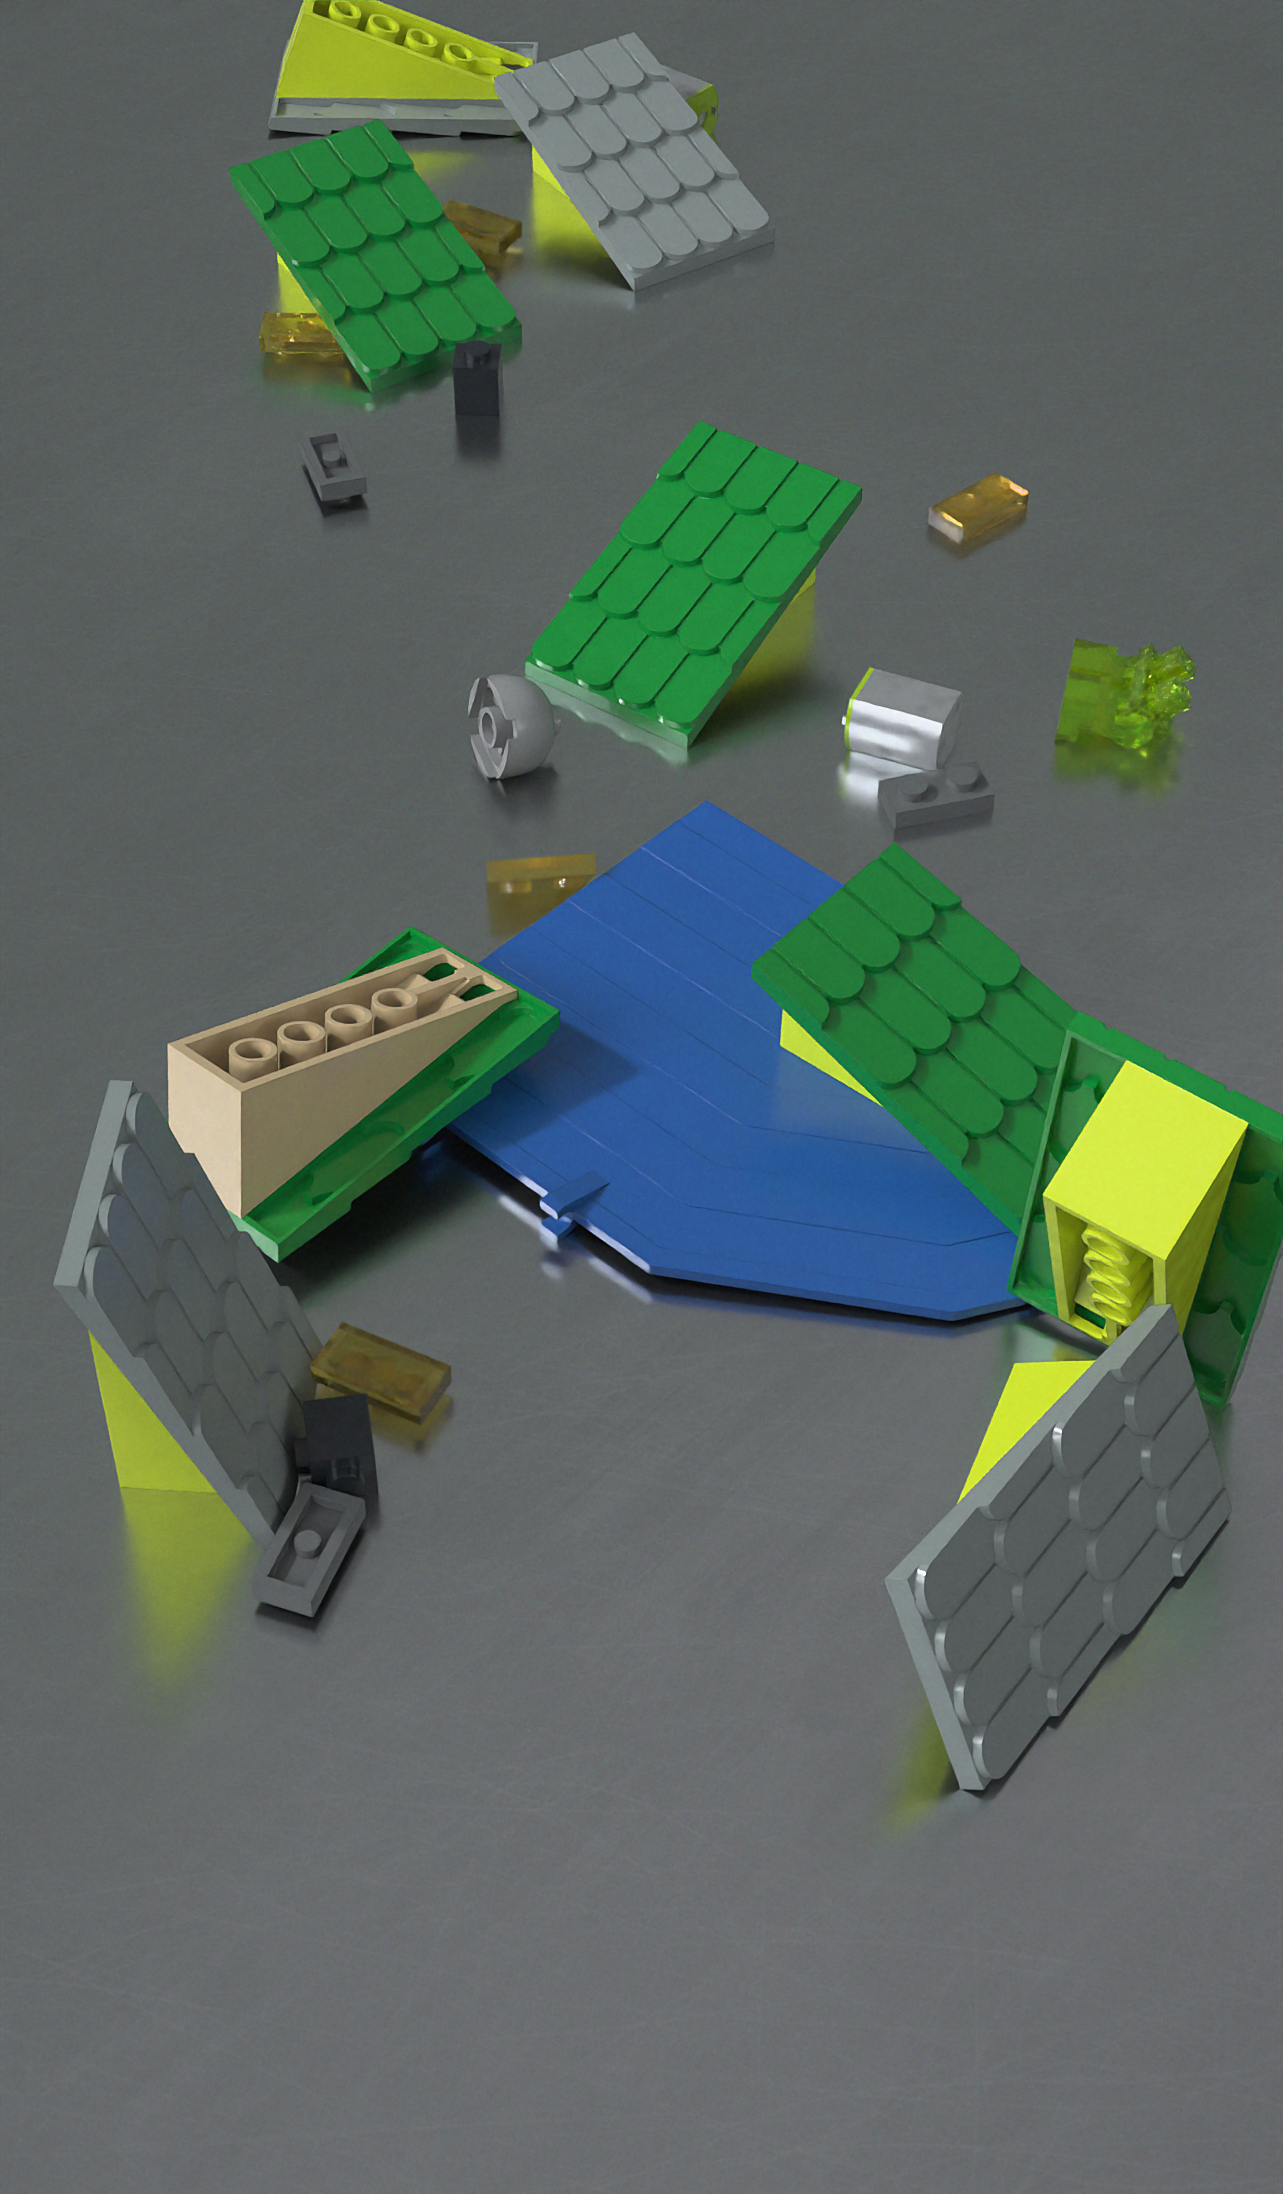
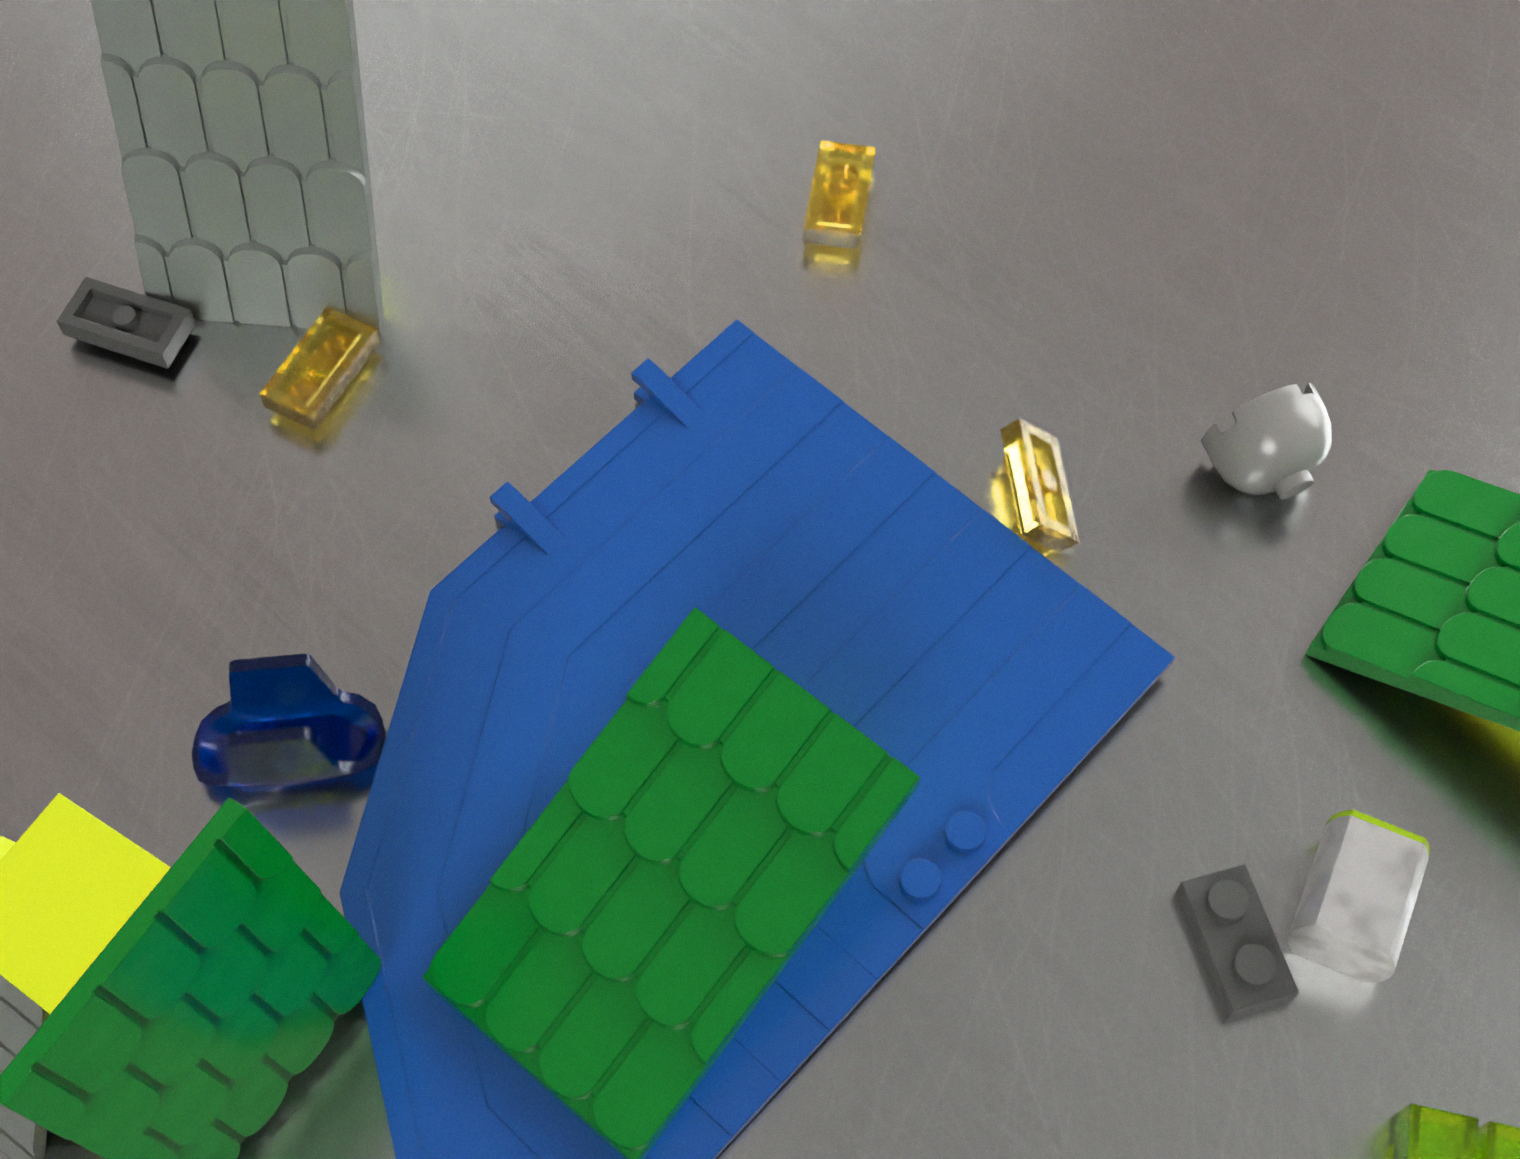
camera: 90 degrees right, 15 degrees up
(196, 990) = (839, 195): none -> clear yellow plate
(338, 1445) = (228, 337): black brick -> none
(343, 1083) = (660, 299): tan piece -> none
(818, 1330) = (285, 727): none -> clear blue piece

